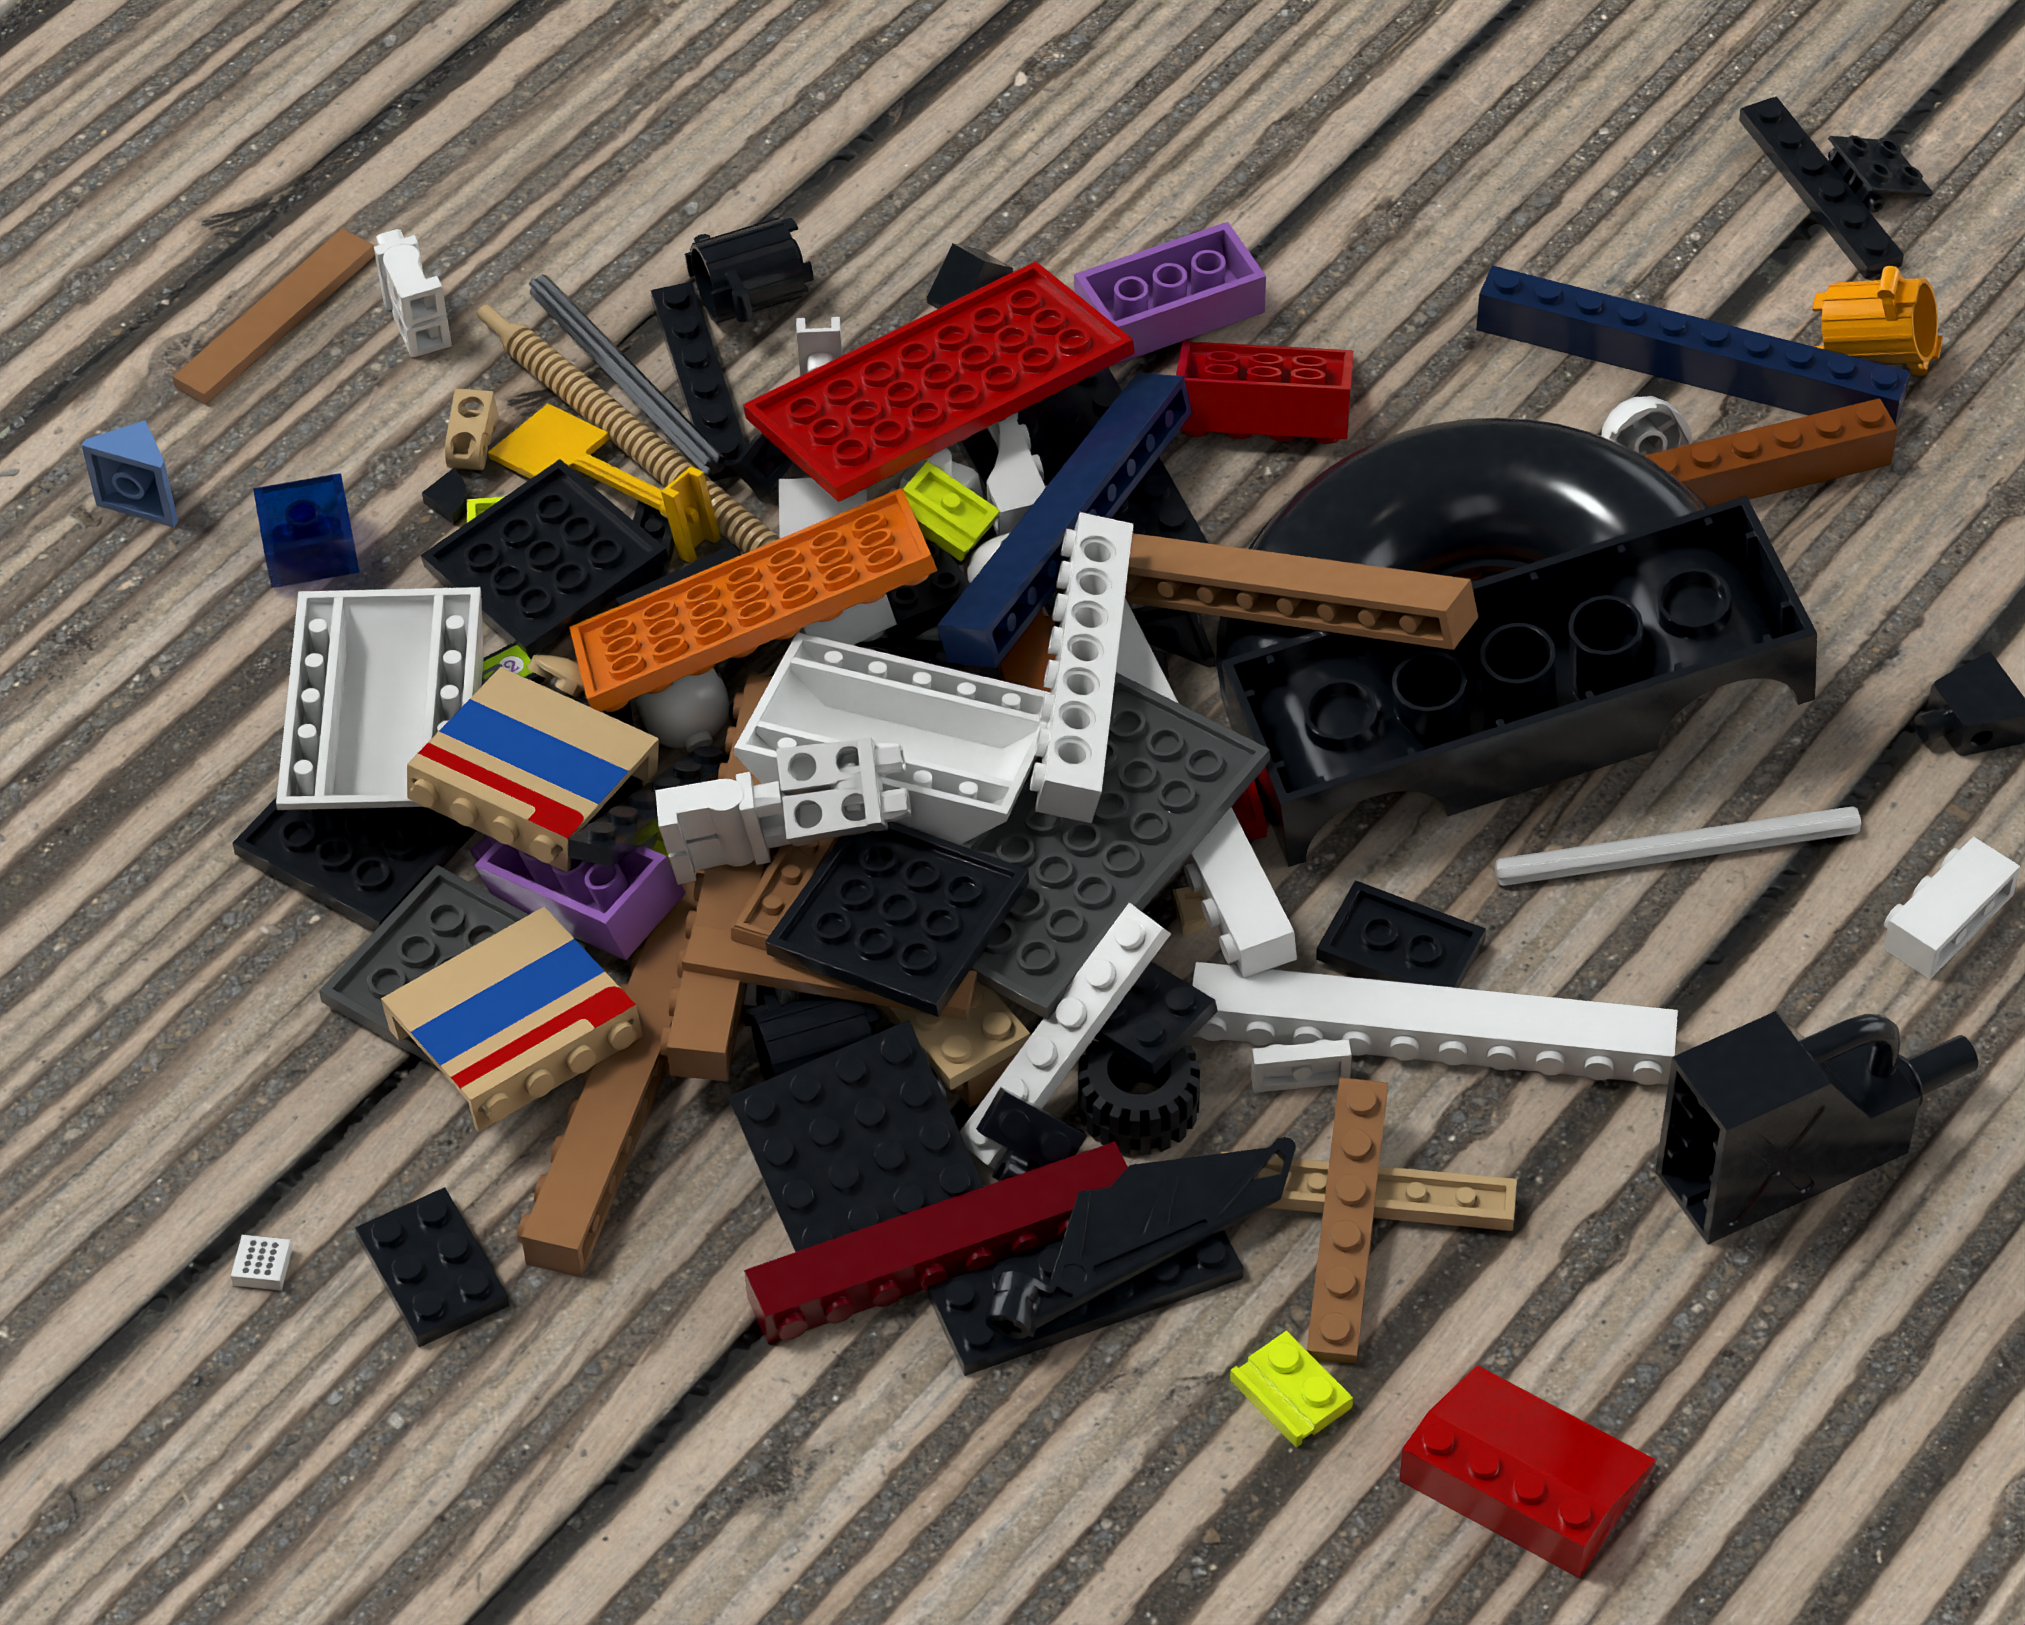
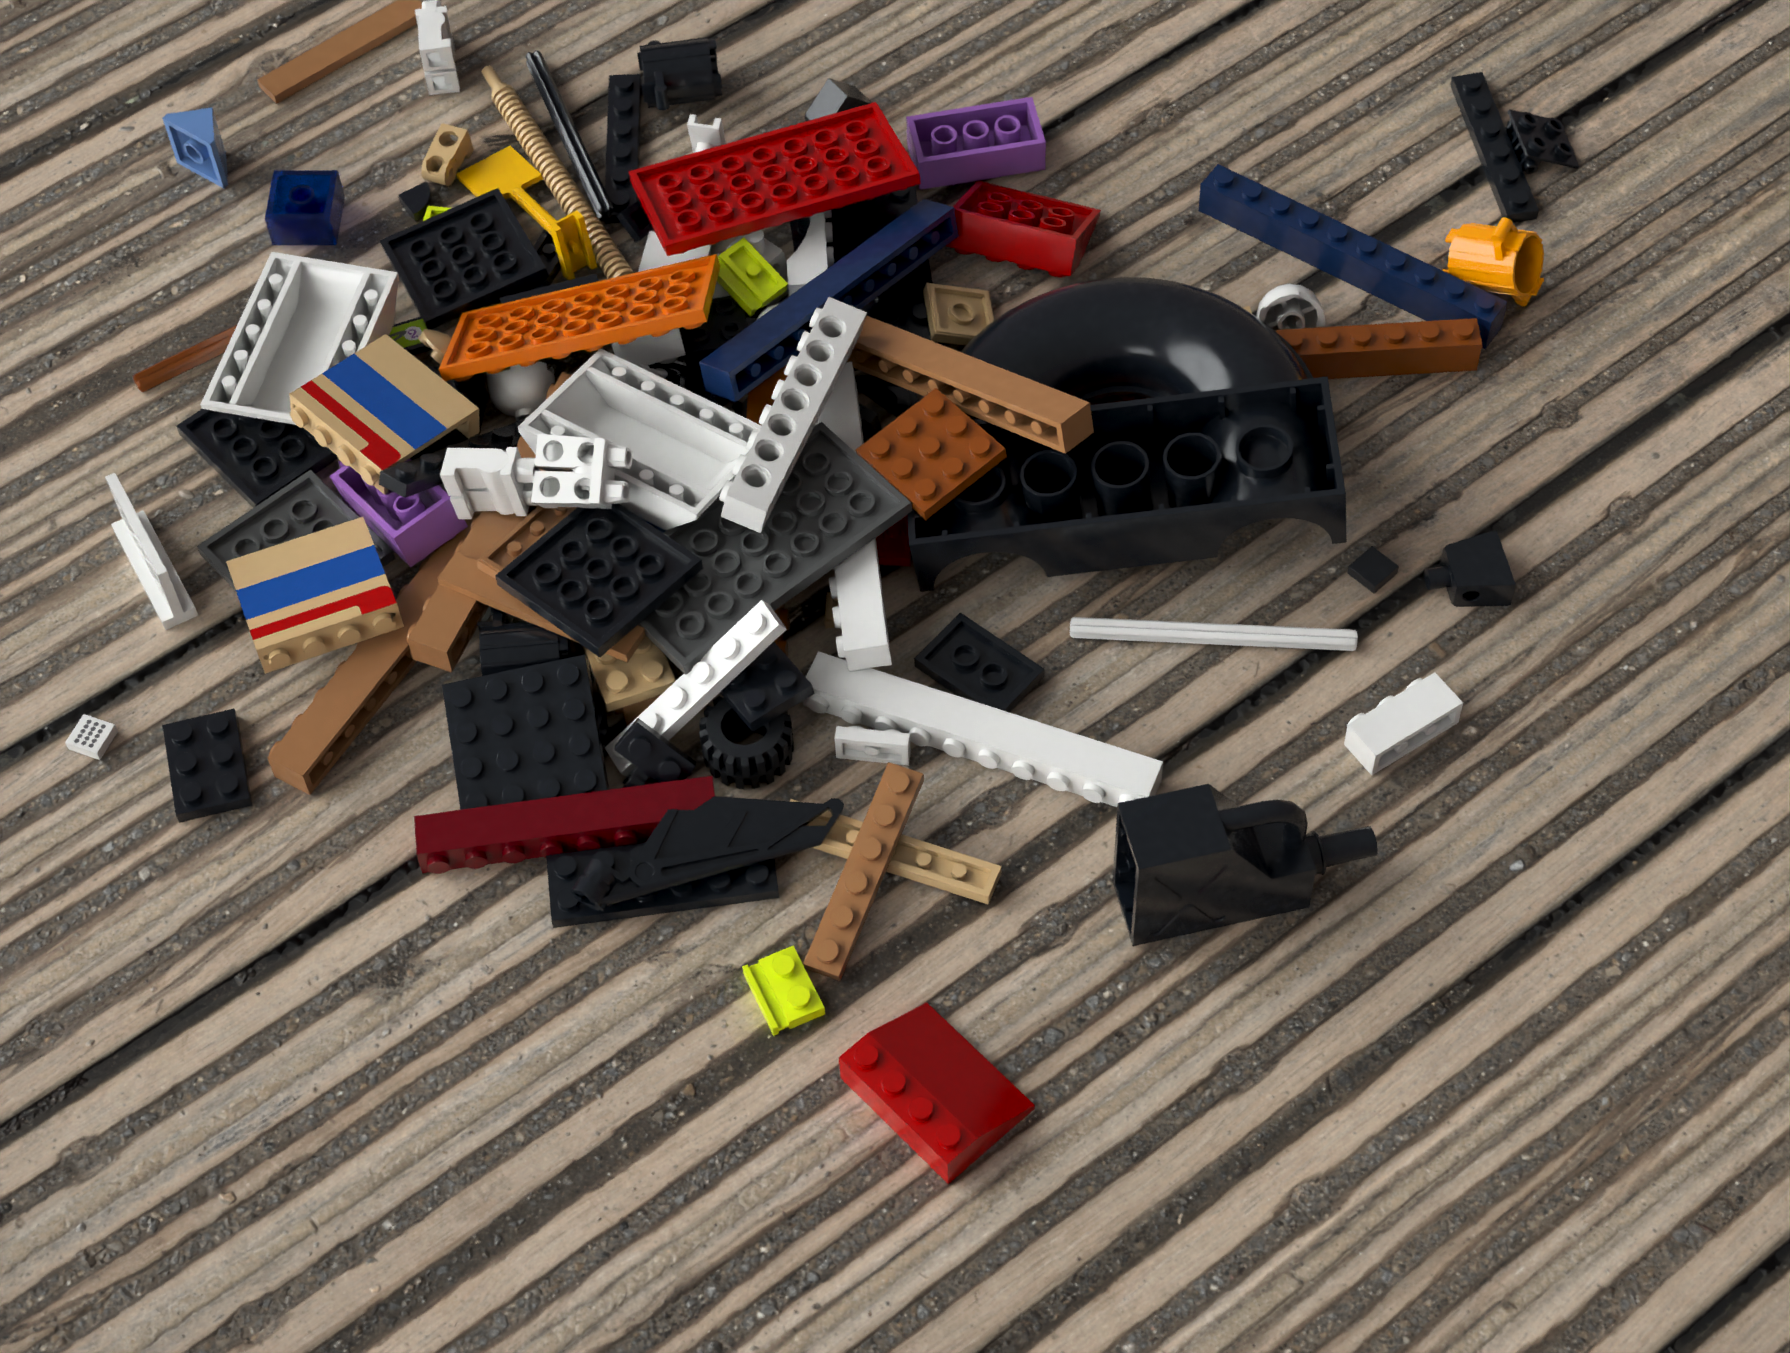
camera: 15 degrees right, 5 degrees up
(218, 750) = (183, 361): none -> dark orange axle
(260, 1015) = (150, 561): none -> white fence
(1219, 509) = (956, 312): none -> tan tile
(1274, 682) = (932, 453): none -> dark orange plate
(1848, 730) = (1373, 569): none -> black tile

